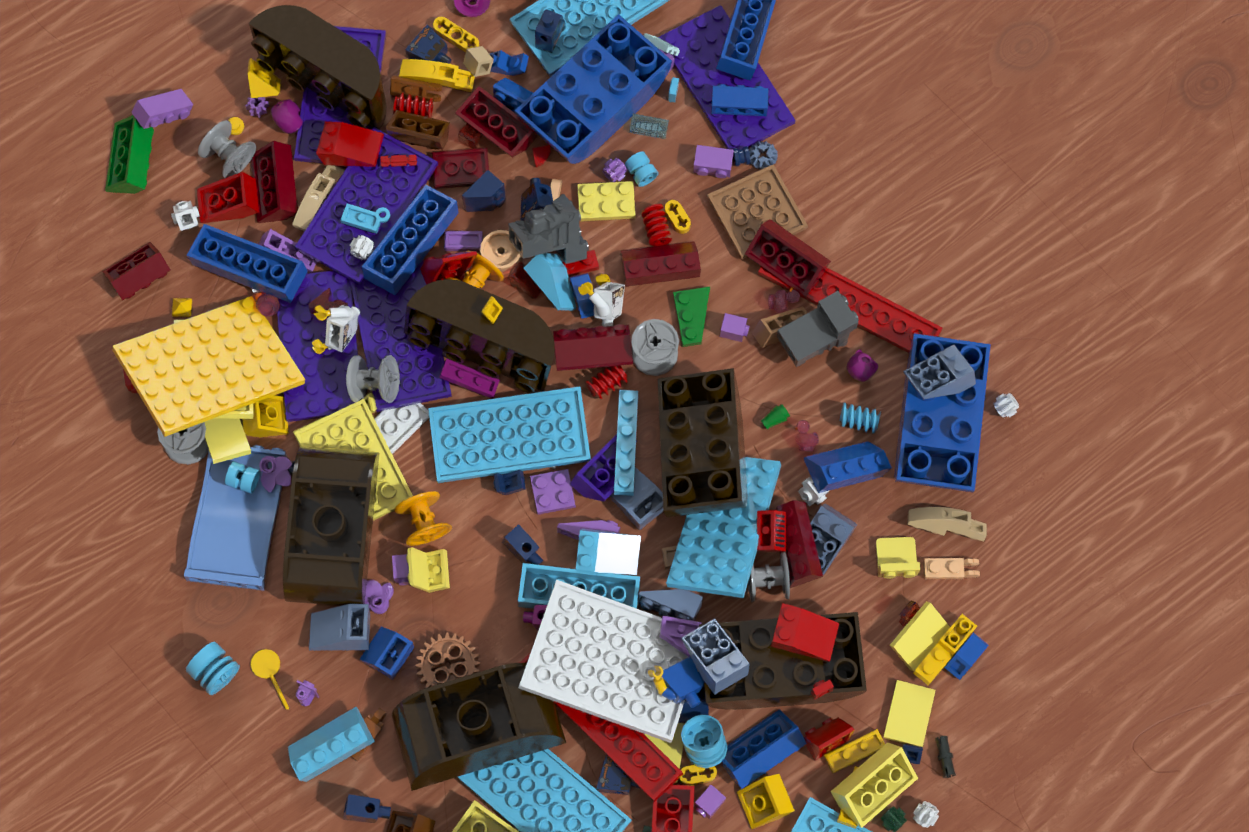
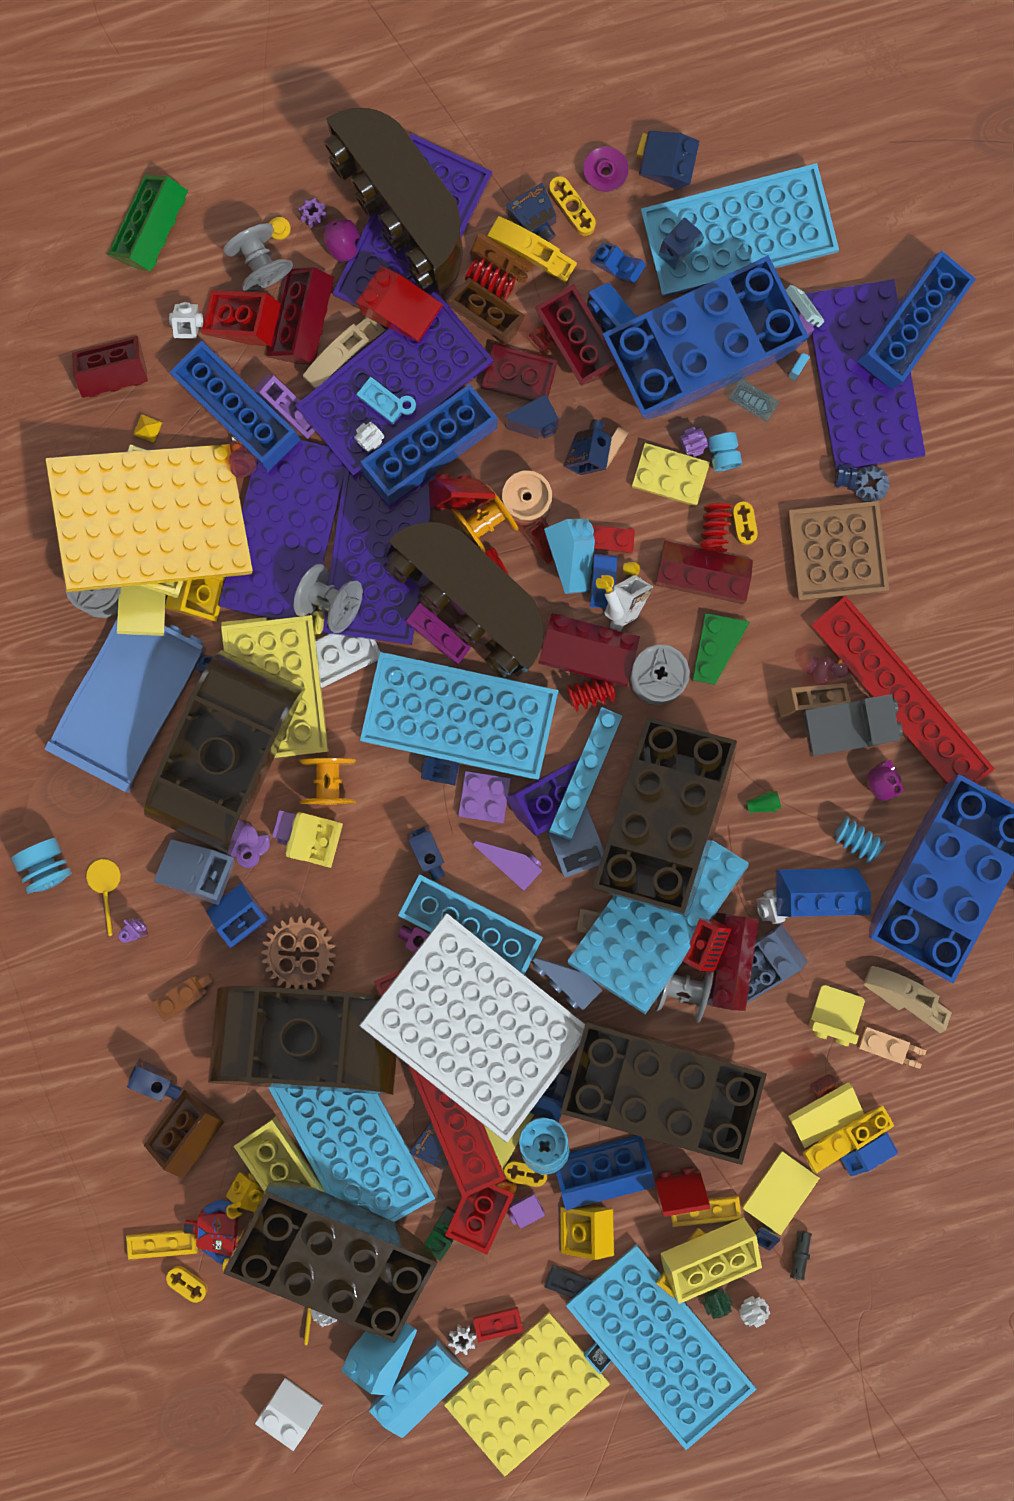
camera: 20 degrees right, 15 degrees up
(162, 108) = (201, 180): medium lavender brick -> none
(249, 477) = (151, 664): medium azure wheel -> none
(261, 81) = (326, 187): yellow slope -> none
(277, 474) = (184, 668): medium lavender plate -> none
(325, 301) = (304, 488): clear red slope -> none
(329, 745) = (138, 996): medium azure slope -> none
(339, 328) = (310, 524): white torso -> none
(398, 160) = (448, 344): red axle -> none
(463, 240) = (490, 463): medium lavender tile -> none
(478, 61) = (585, 250): tan brick -> none
(492, 309) = (483, 581): yellow slope -> none
(541, 154) = (616, 391): red tile -> none
(550, 230) = (589, 497): dark grey brick -> none
(608, 552) = (517, 896): slope -> none
(674, 629) = (562, 1025): medium lavender wing -> none
(679, 682) = (543, 1079): blue torso -> none
(713, 161) = (811, 472): medium lavender brick -> none
(716, 656) = (588, 1073): sand blue slope -> none
(734, 327) = (758, 681): medium lavender brick -> none
(739, 100) = (870, 410): blue brick -> none
(787, 257) = (851, 622): dark red slope -> none
(804, 633) = (697, 1082): red slope -> none
(806, 440) = (787, 843): clear pink animal -> none
(821, 688) = (692, 1148): red plate -> none
(942, 374) = (970, 841): sand blue slope -> none

